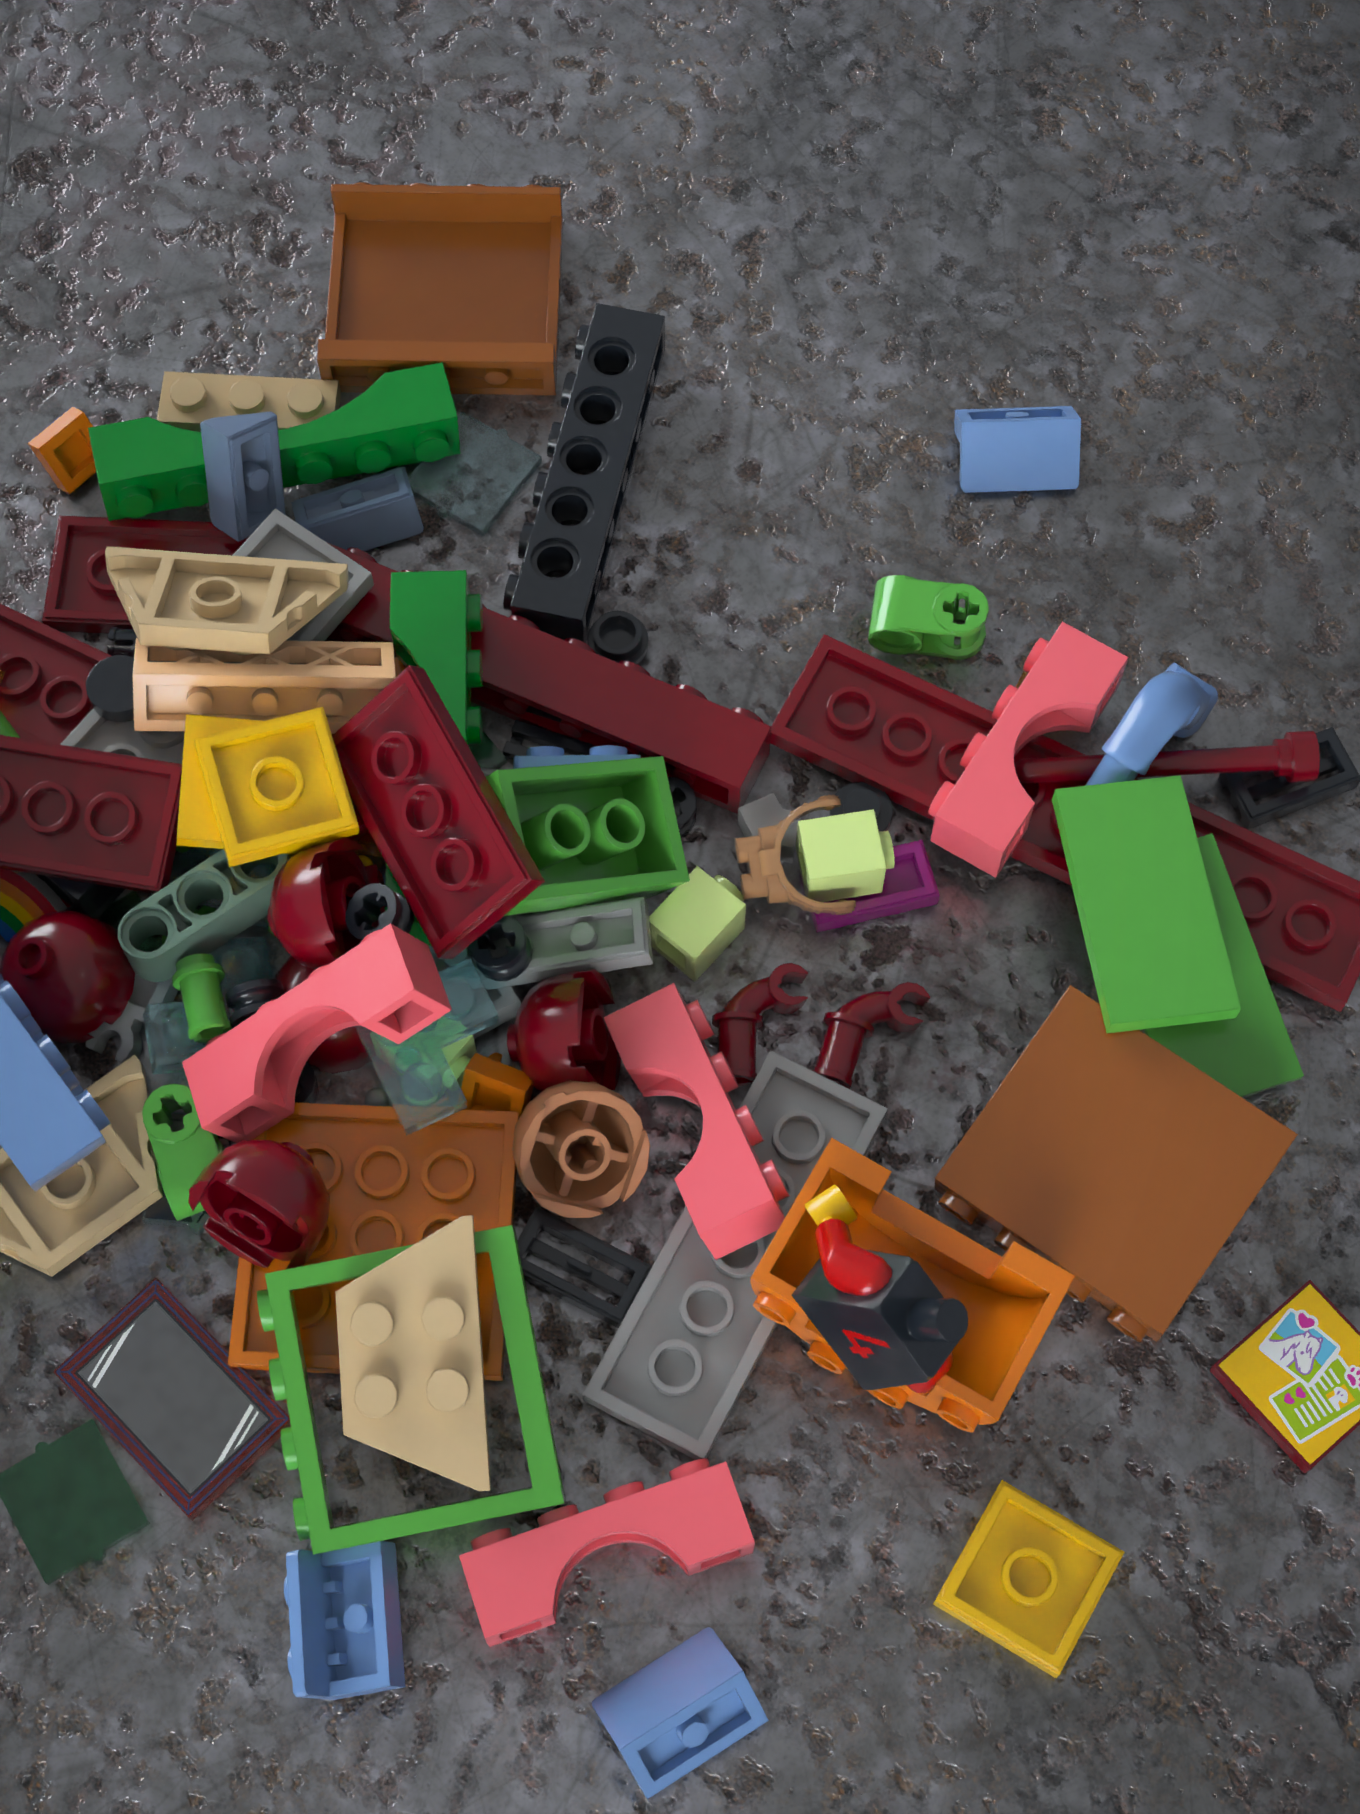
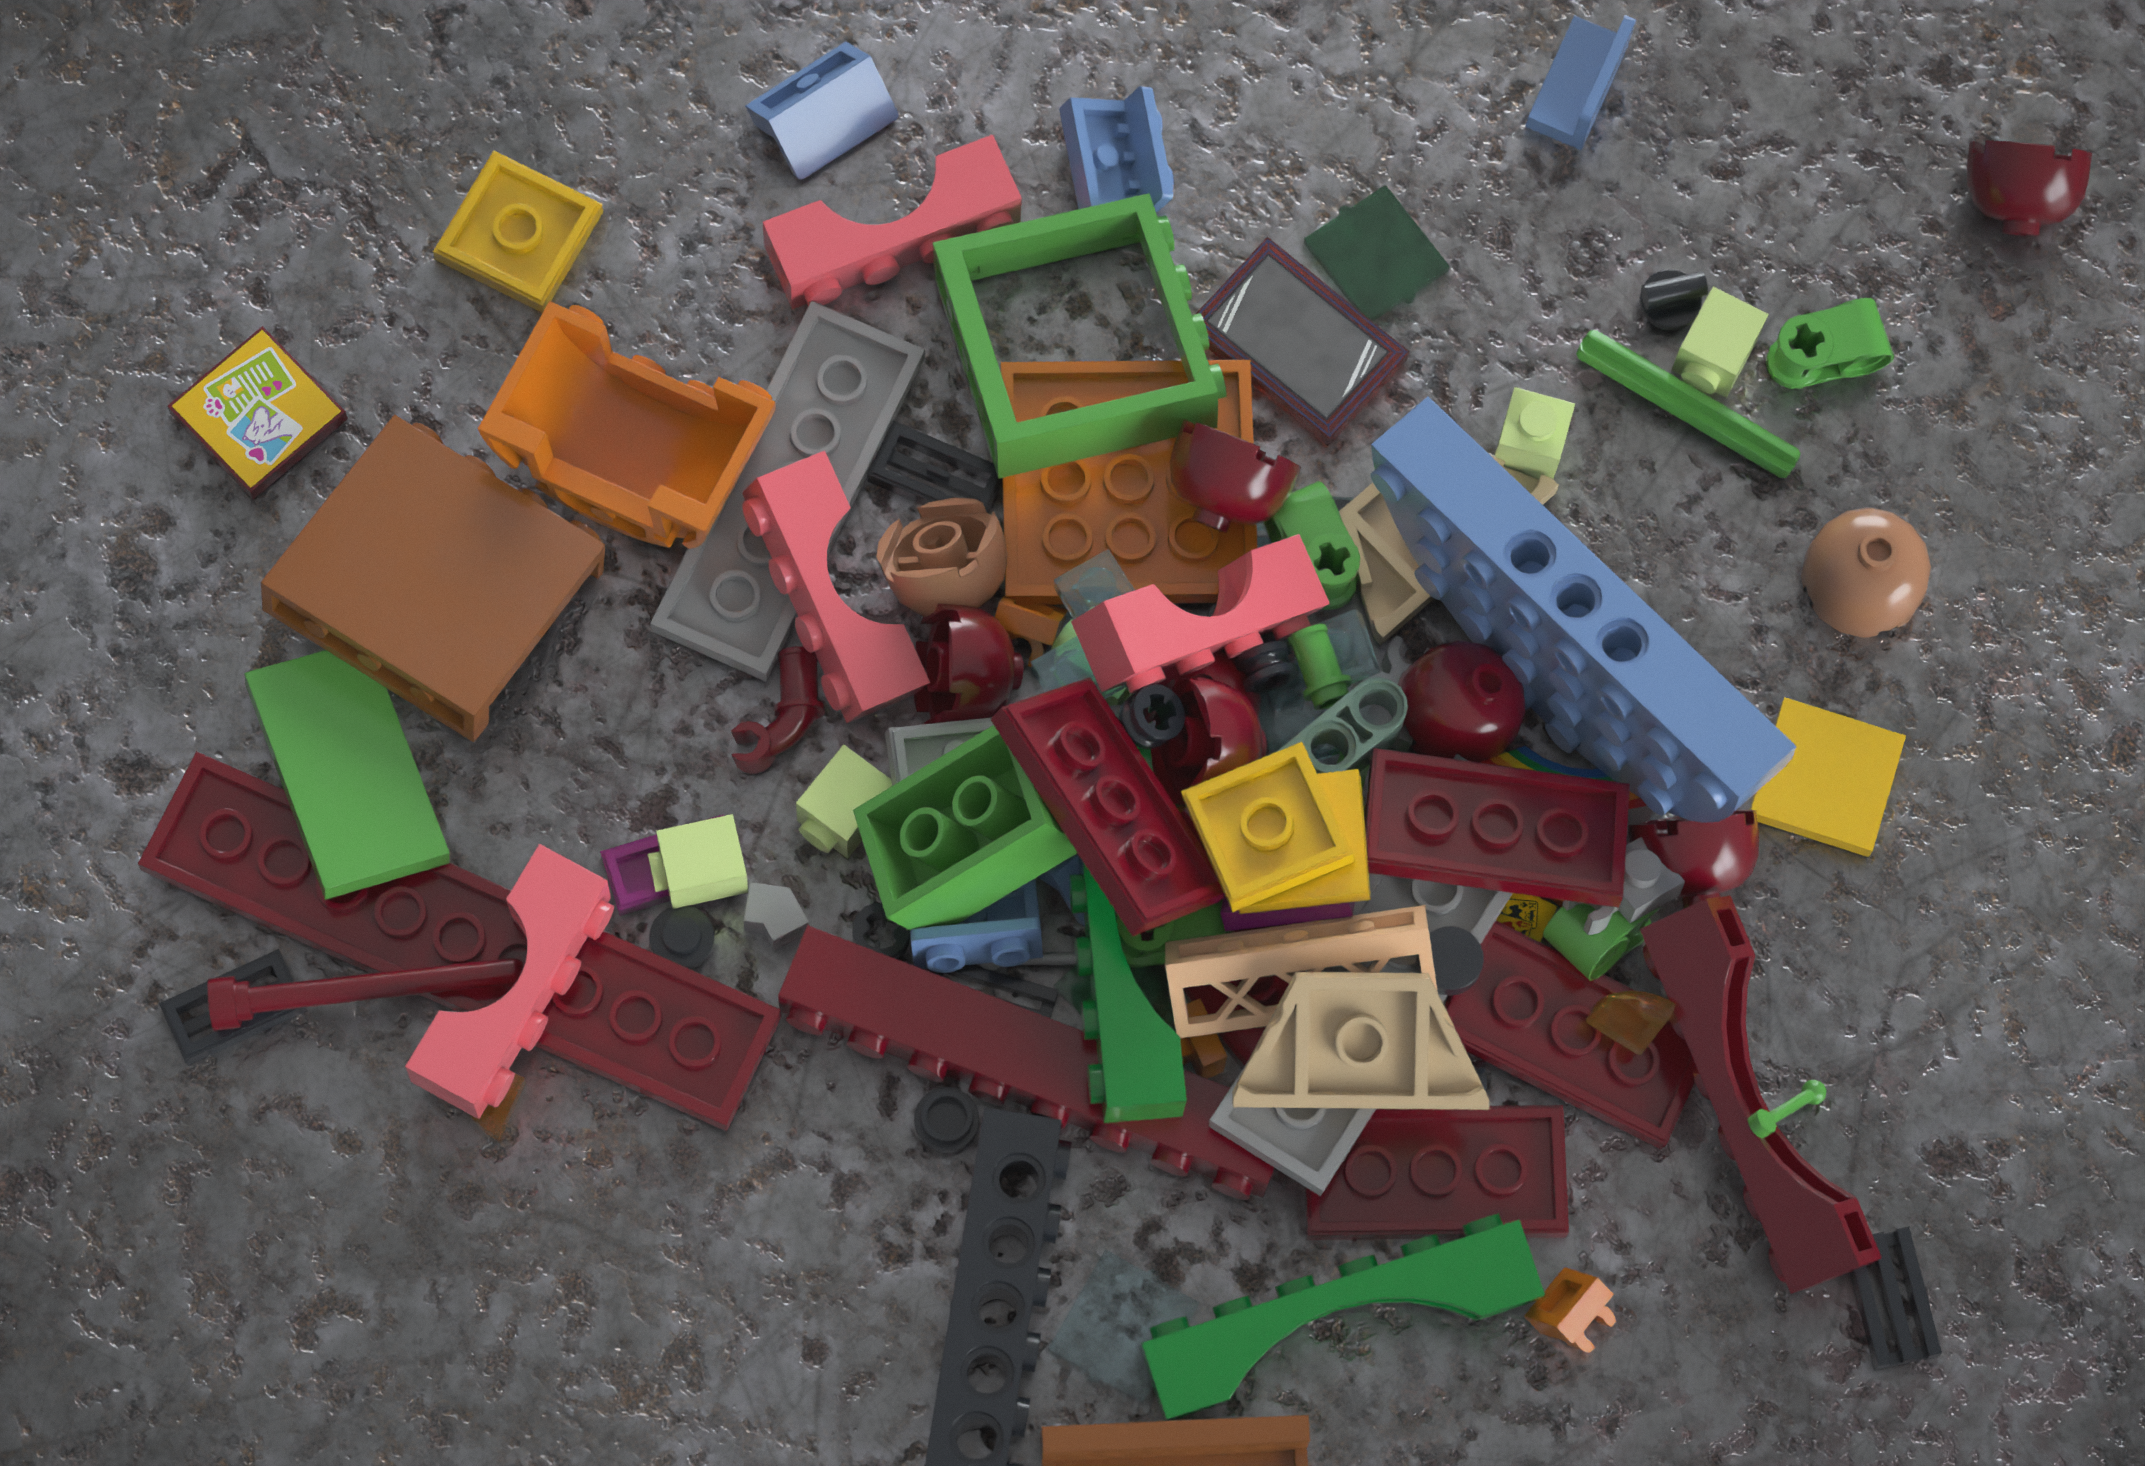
camera: 170 degrees right, 5 degrees up
(195, 397) = (1384, 1390): tan plate -> none
(242, 471) = (1364, 1244): sand blue slope -> none
(362, 512) = (1245, 1257): sand blue slope -> none
(418, 1357) = (1071, 330): tan wing -> none
(765, 870) = (778, 860): medium nougat helmet -> none
(855, 1022) = (683, 713): dark red piece -> none
(877, 1306) = (661, 372): black torso -> none
(920, 618) = (622, 1155): bright green piece -> none
(1018, 448) = (514, 1387): medium blue panel -> none
(1145, 904) = (398, 800): bright green tile -> none
(1165, 707) = (370, 1019): medium blue piece -> none

